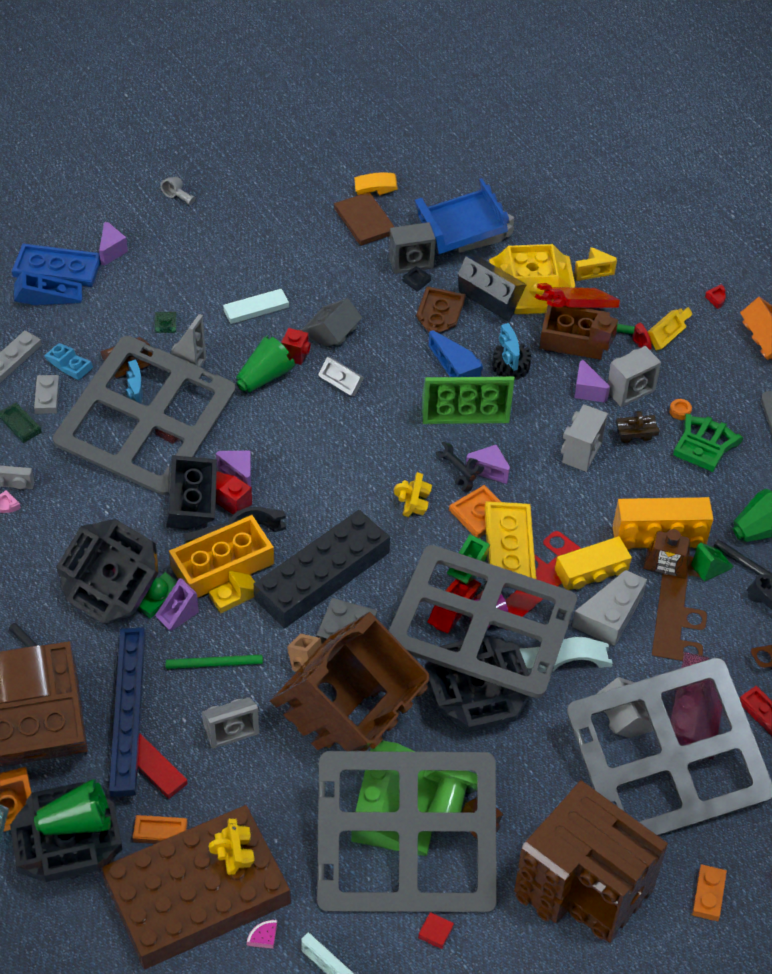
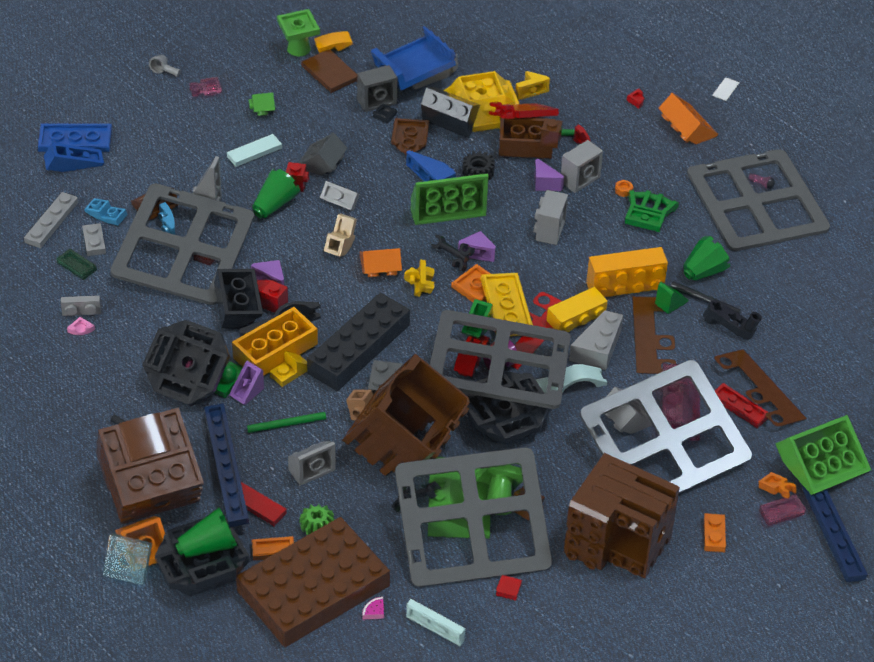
camera: 10 degrees left, 5 degrees down
(112, 244) = (120, 115): medium lavender slope -> none
(165, 322) = (180, 171): clear green plate -> none
(218, 800) = (315, 518): none -> bright green gear
(220, 221) = (207, 86): none -> clear pink plate
(228, 847) = (337, 543): yellow hips -> none
(276, 250) = (262, 103): none -> bright green brick
(331, 432) = (342, 237): none -> tan brick
(334, 165) = (296, 29): none -> bright green plant
(353, 787) = (428, 491): none -> black bar
(371, 467) = (381, 261): none -> orange slope
(511, 346) = (477, 153): dark azure slope -> none
(637, 426) = (592, 204): dark brown hips -> none
(668, 327) = (602, 126): yellow plate -> none
(668, 554) = (636, 295): reddish brown torso -> none

